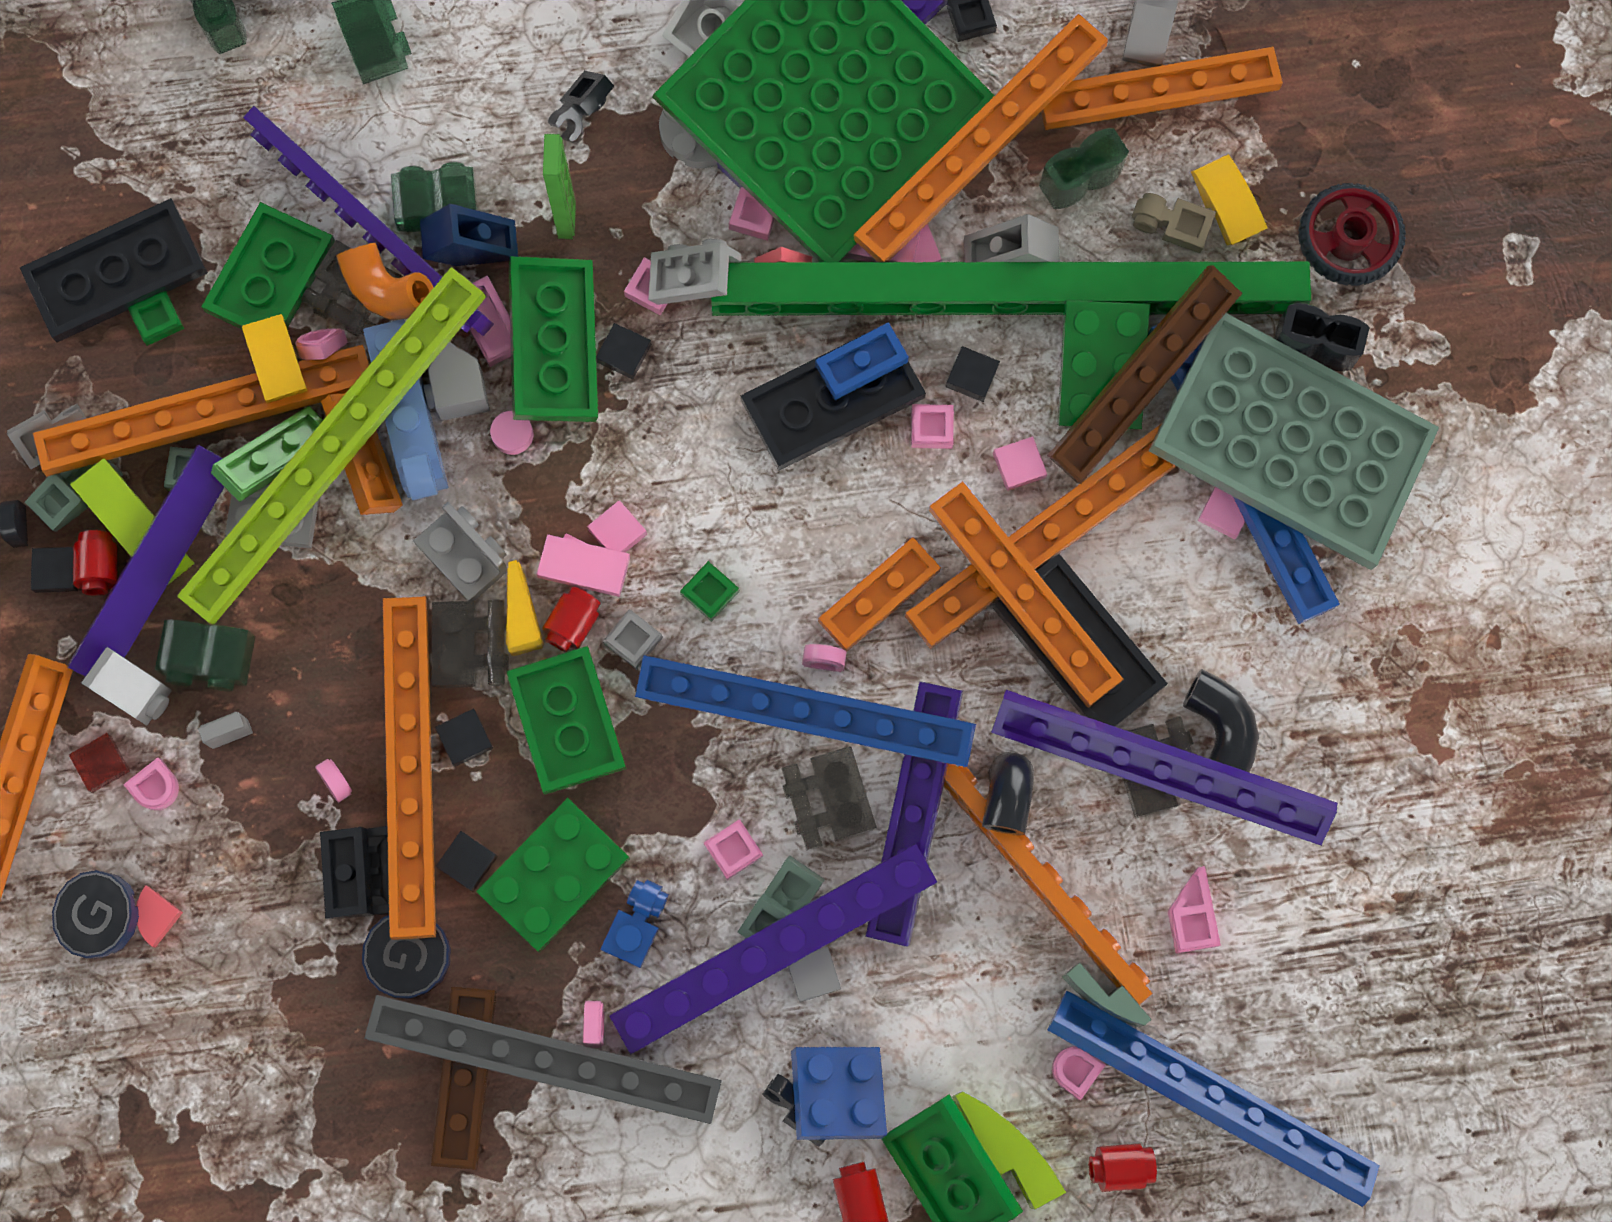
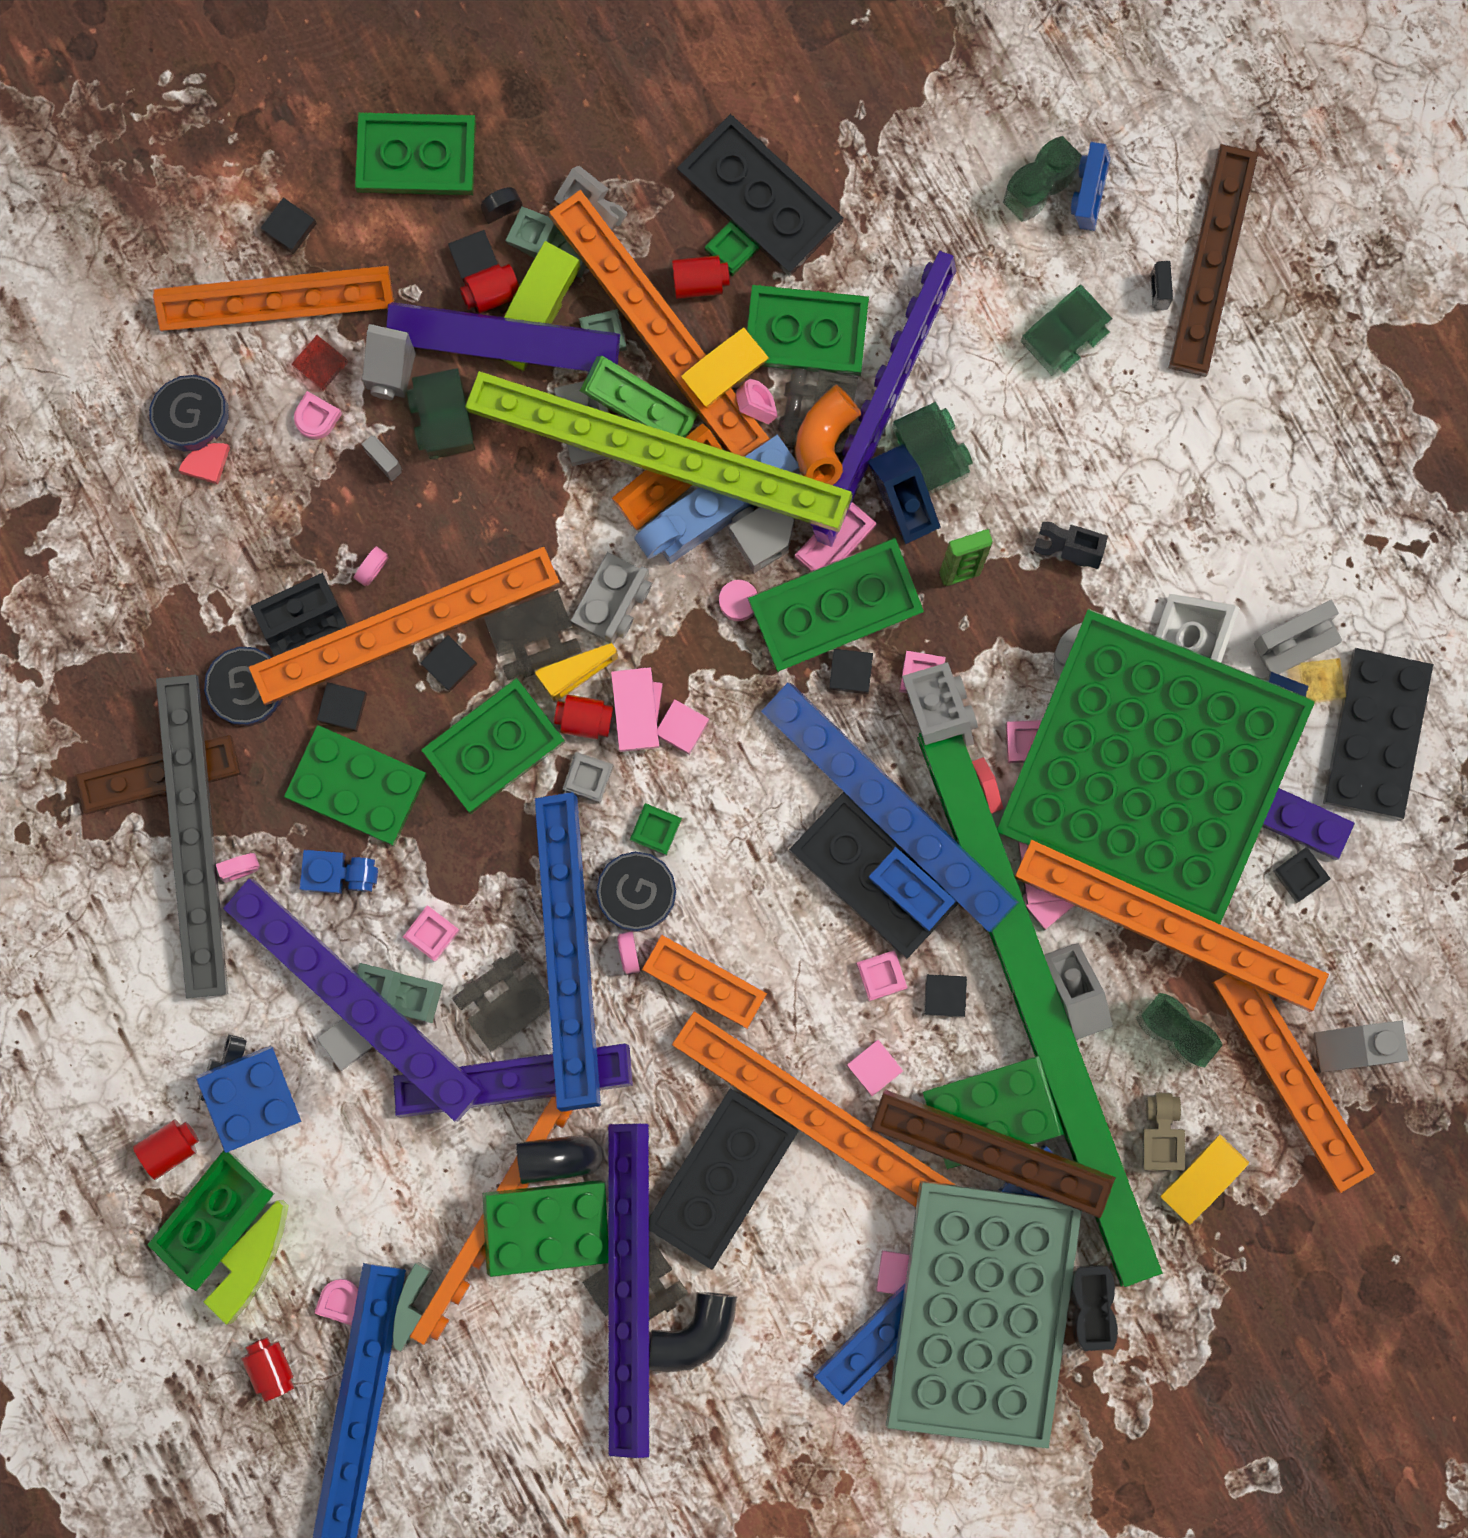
camera: 75 degrees right, 5 degrees up
(171, 355) = (700, 276): none -> red brick
(765, 631) = (636, 891): none -> black tile
(771, 355) = (890, 807): none -> blue plate
(1025, 594) = (745, 1112): orange plate -> none
(1073, 831) = (545, 1228): none -> green plate
(1193, 916) = (511, 1362): bright pink tile -> none
(1357, 200) = (1199, 1340): dark red wheel -> none

